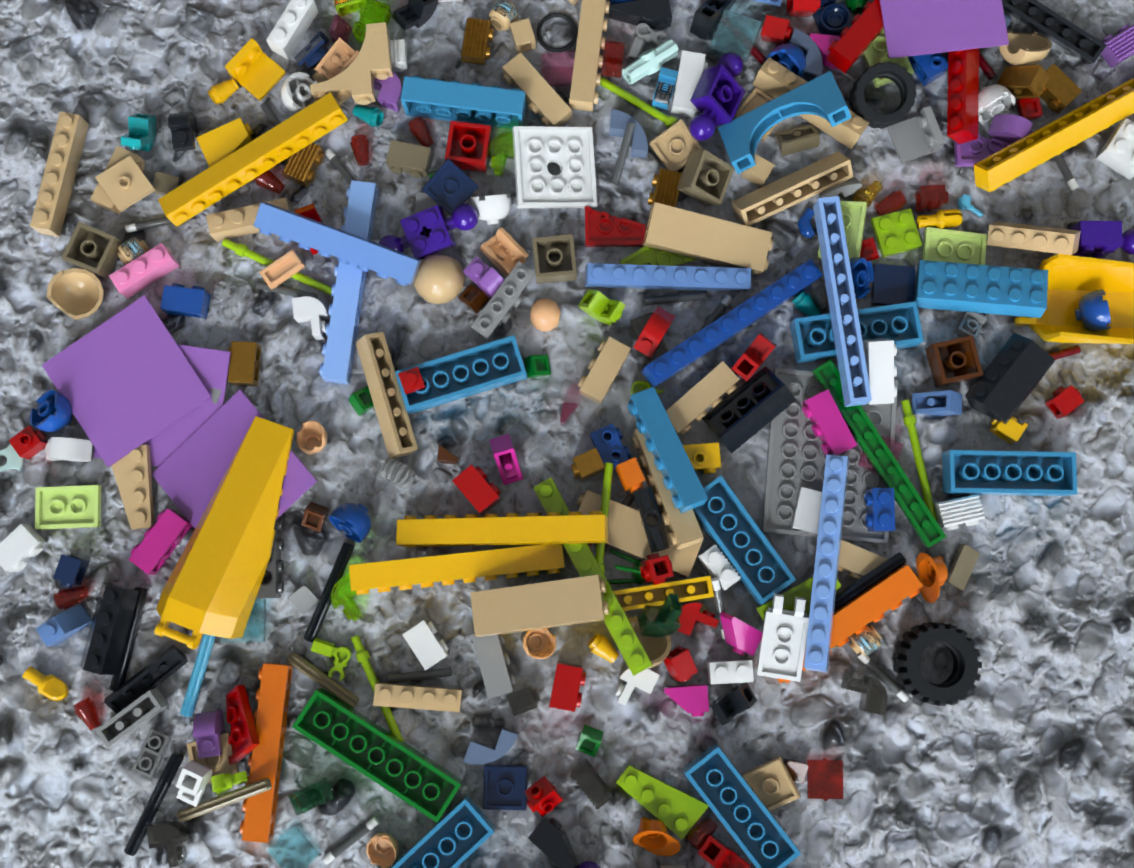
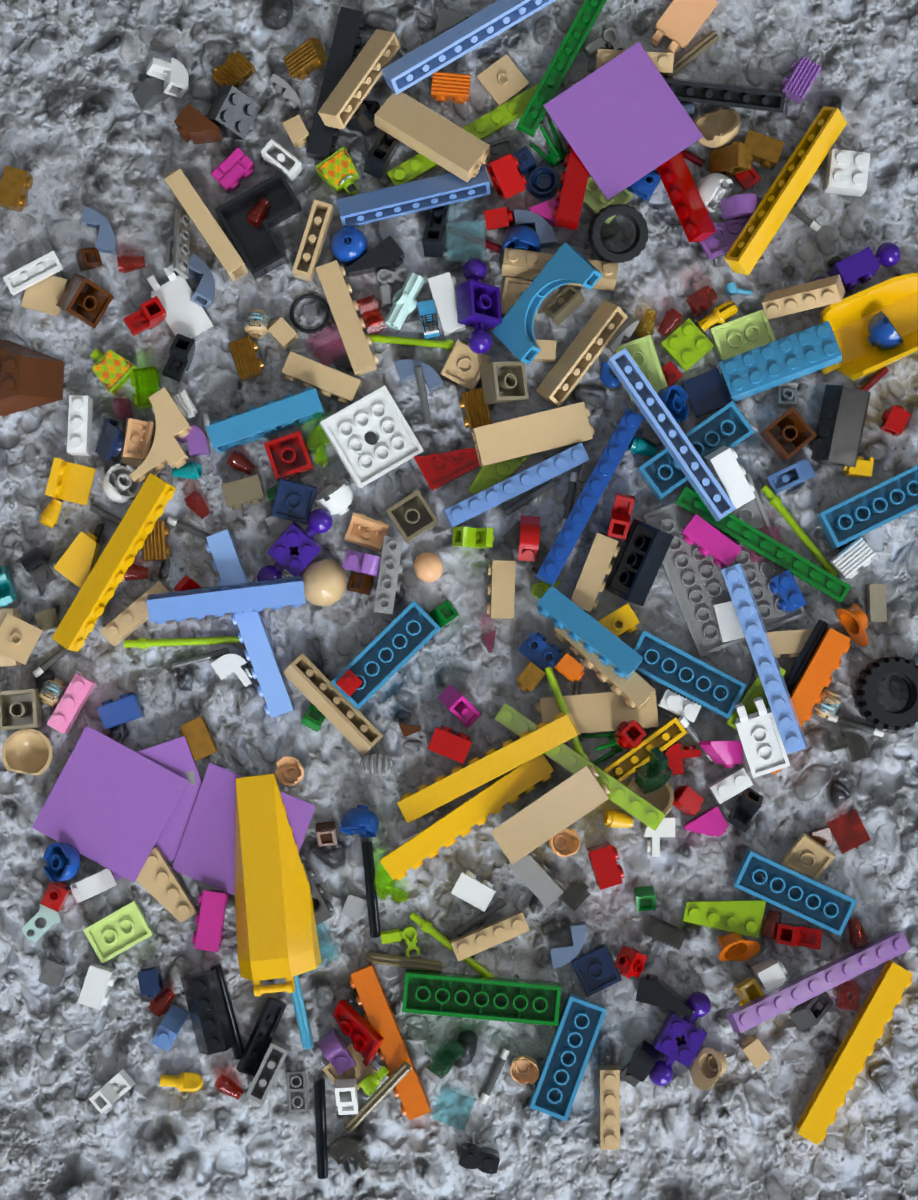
camera: 25 degrees left, 5 degrees up
(282, 269) = (187, 642): light nougat tile -> none
(655, 533) = (614, 706): black piece -> none
(916, 136) = (663, 252): light grey bracket -> none

